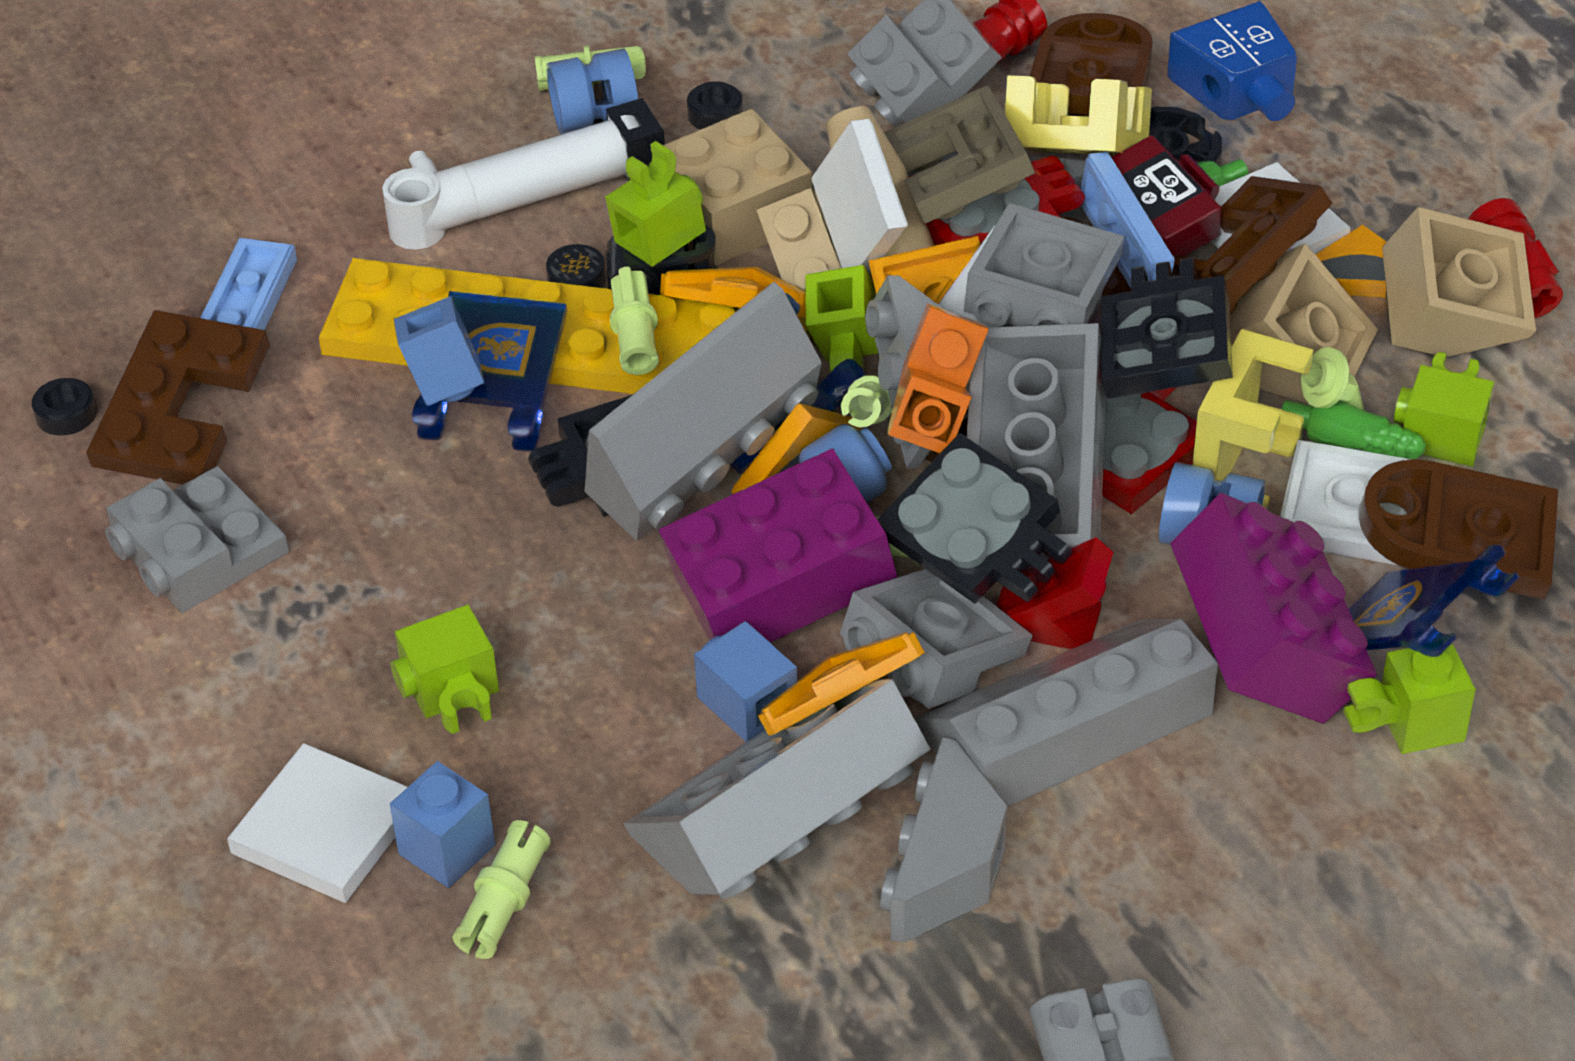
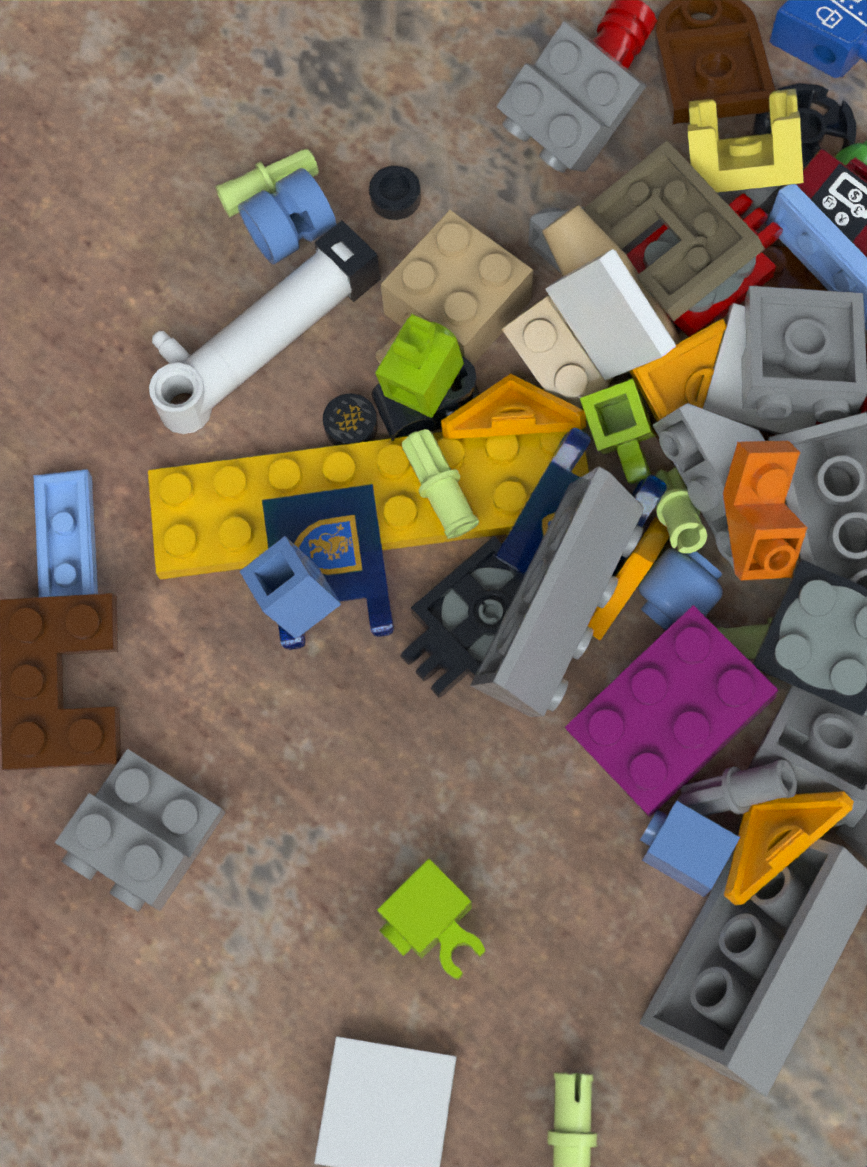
camera: 15 degrees left, 25 degrees up
(442, 824) = (499, 1094): medium blue brick -> none
(823, 631) = (740, 789): none -> light grey axle

